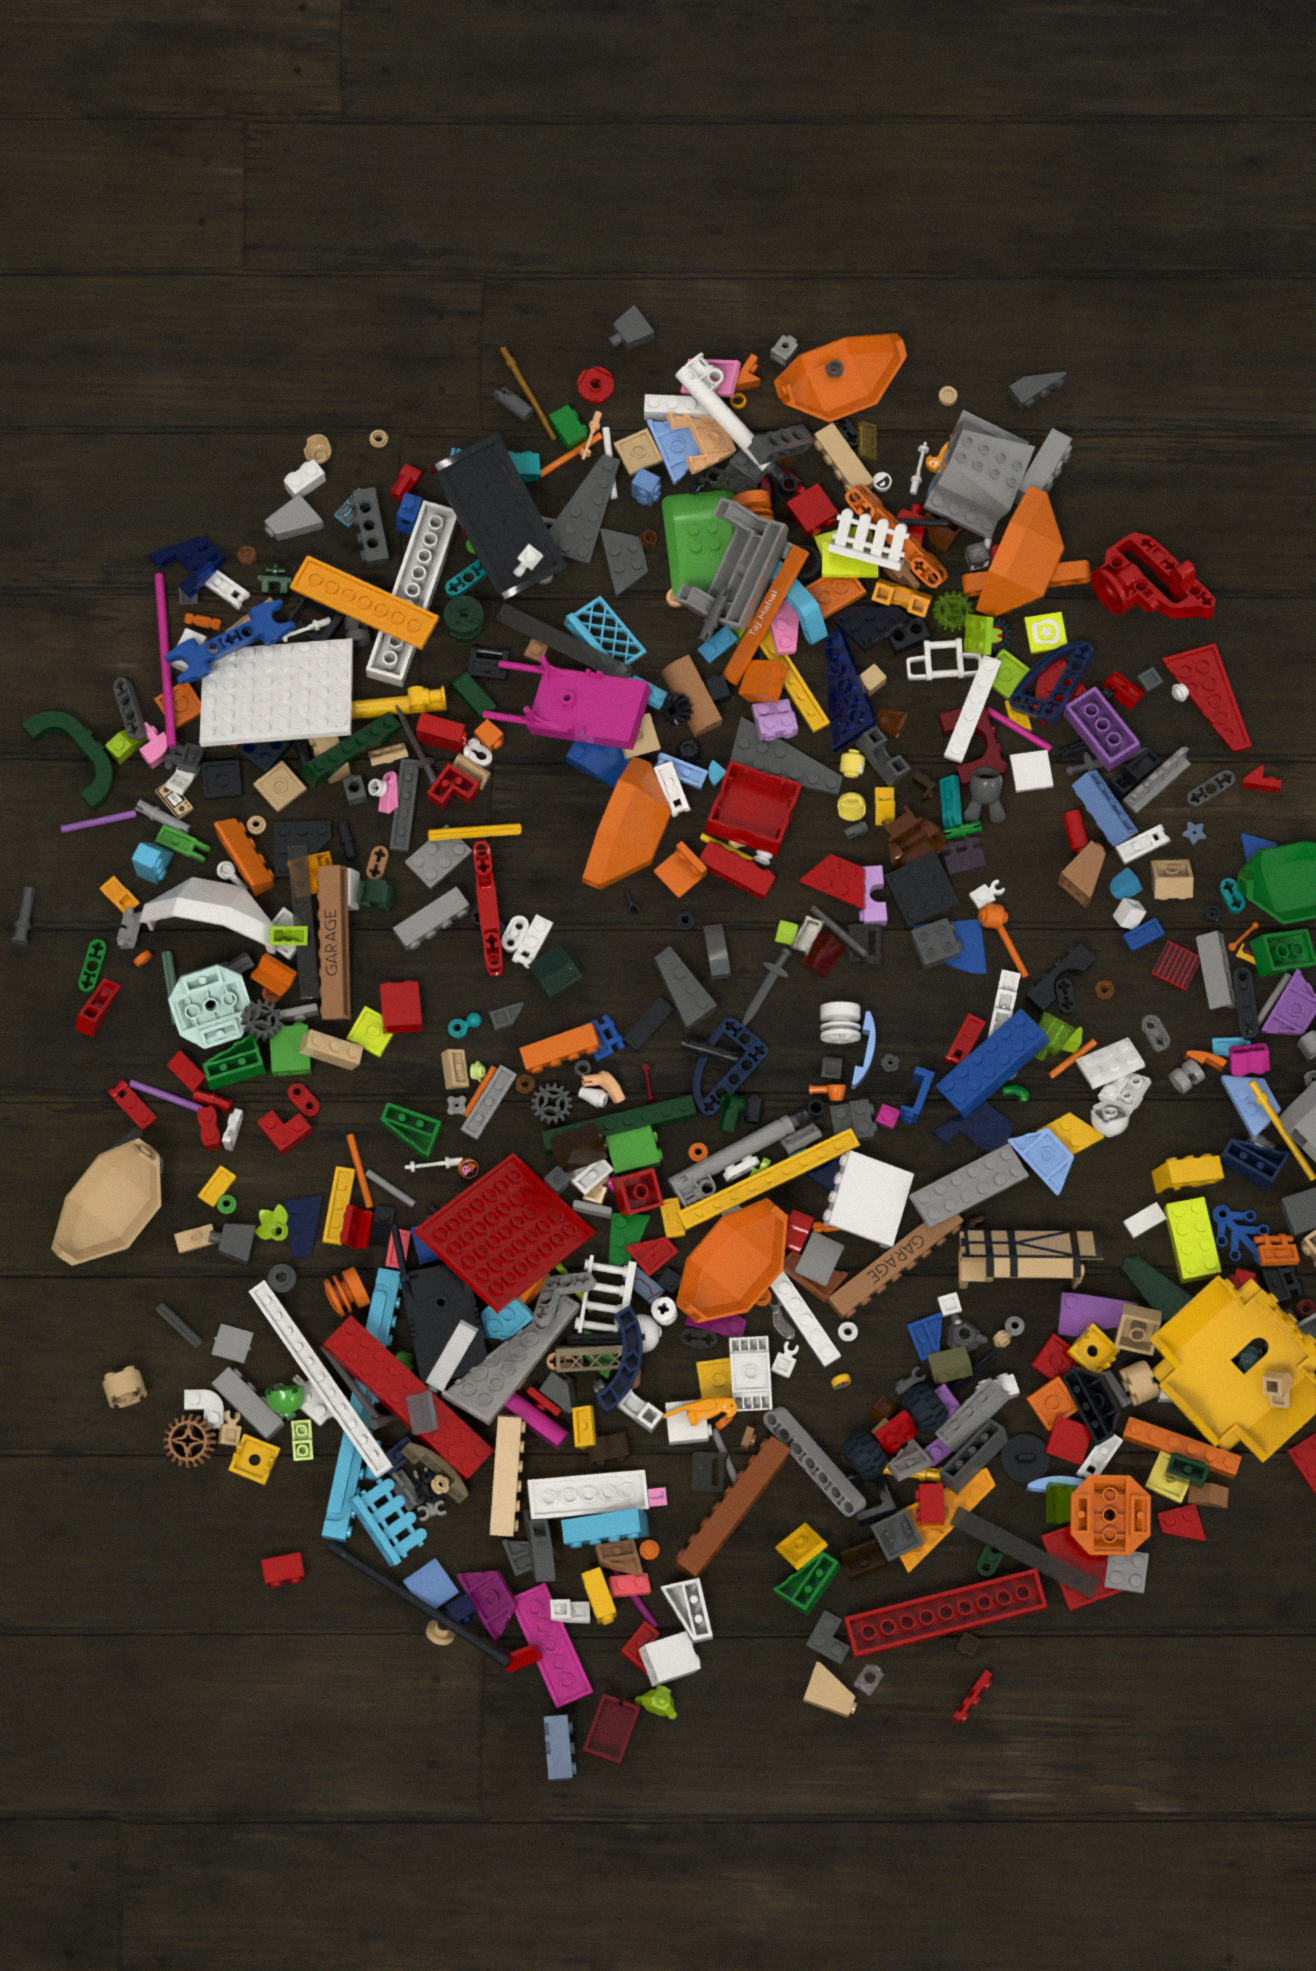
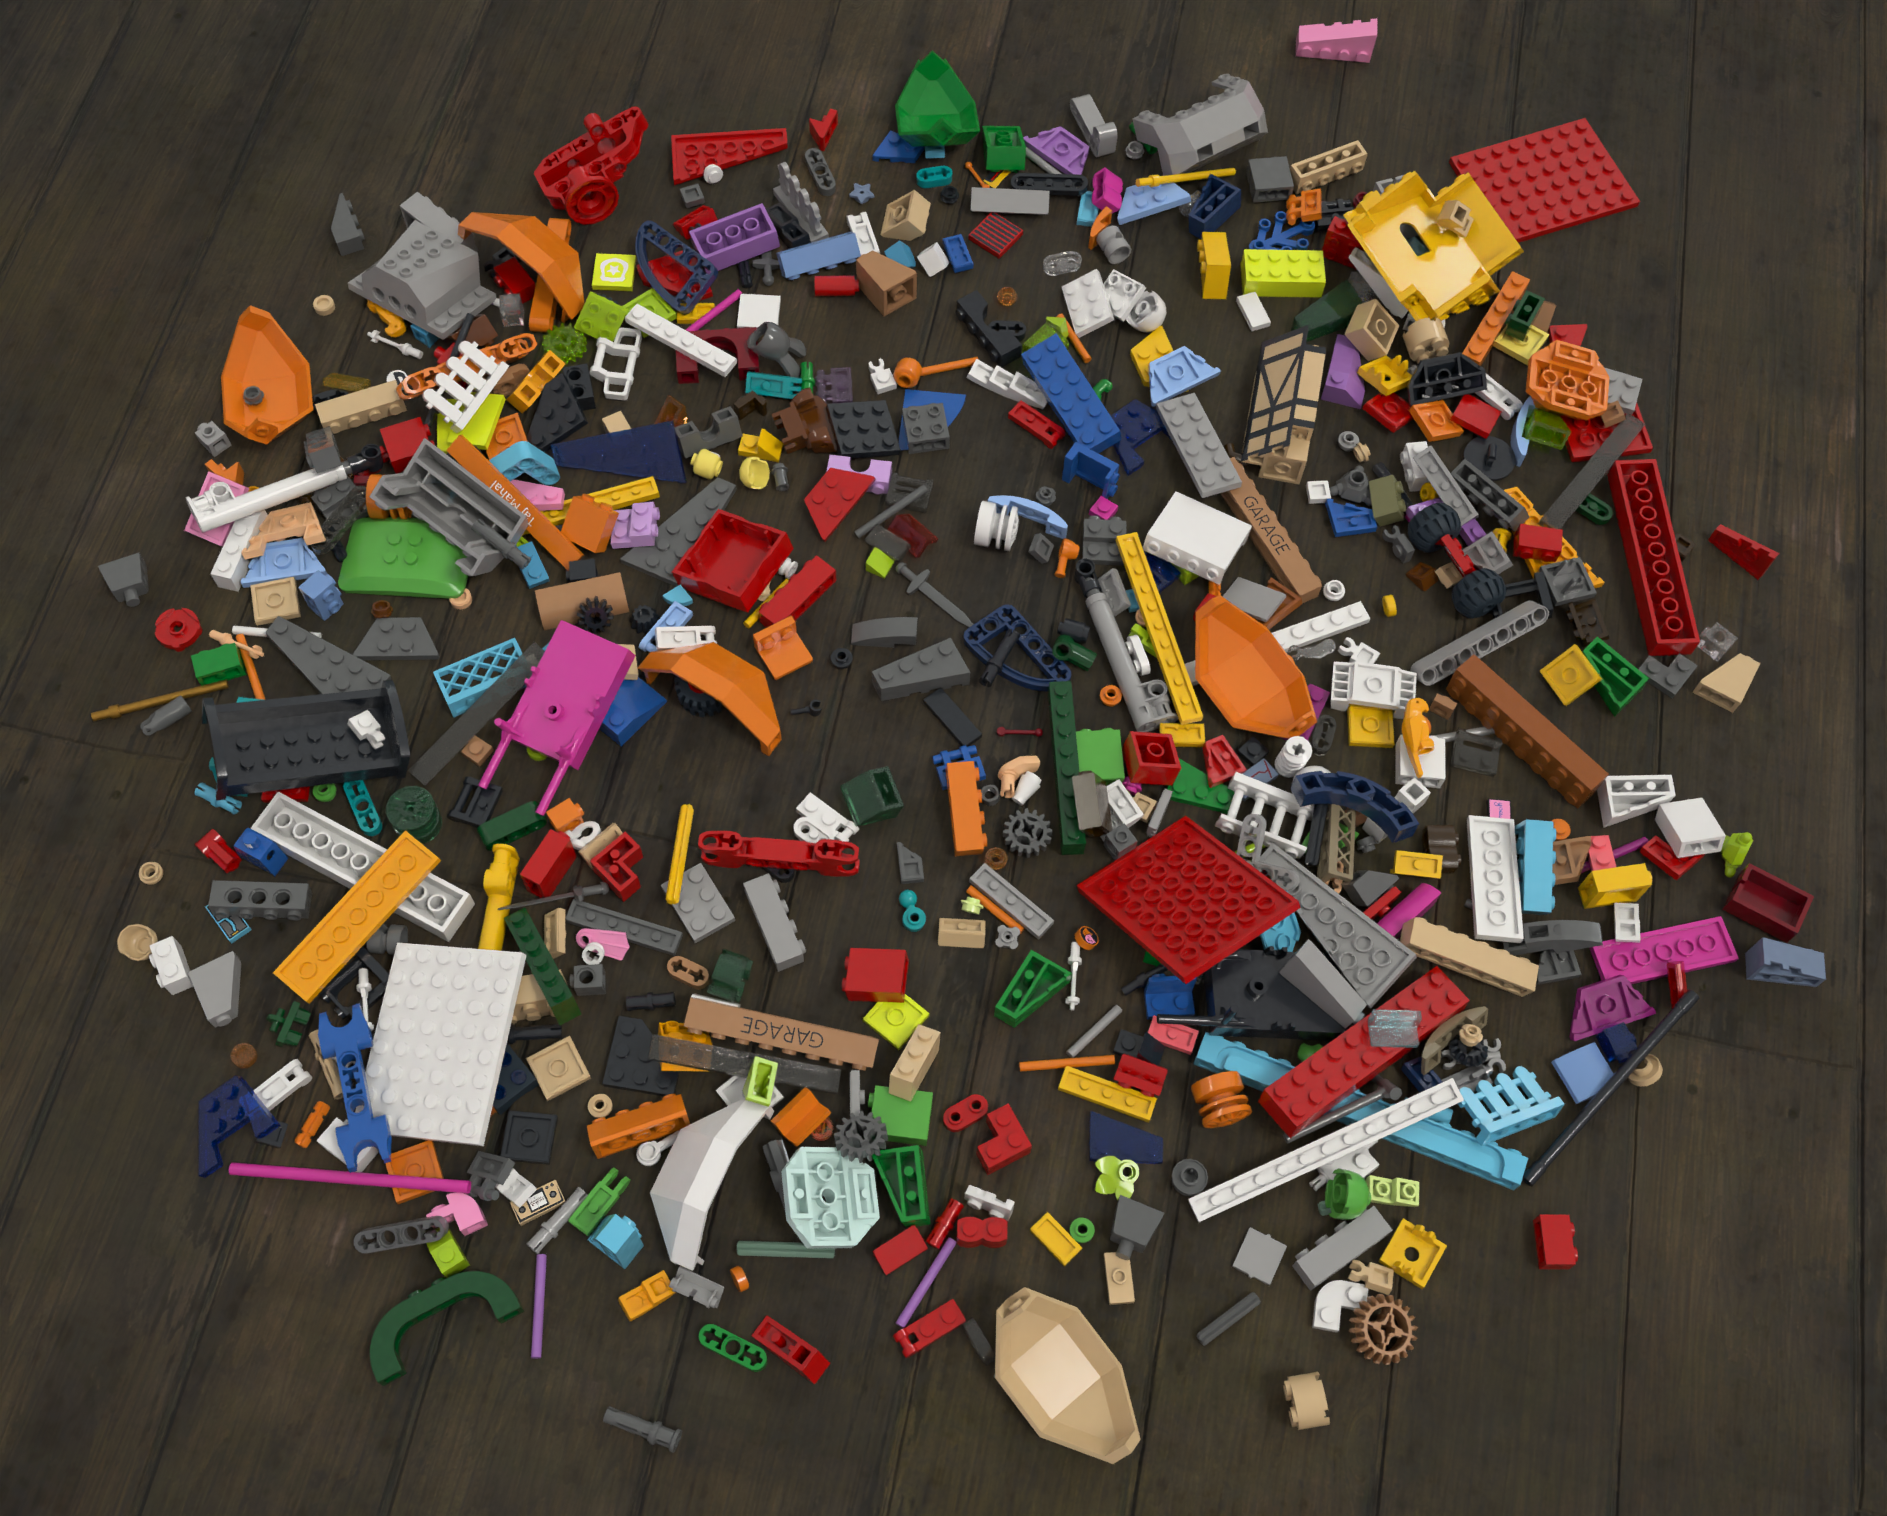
camera: 80 degrees left, 10 degrees down
(1093, 1565) = (1613, 414): none -> medium nougat plate

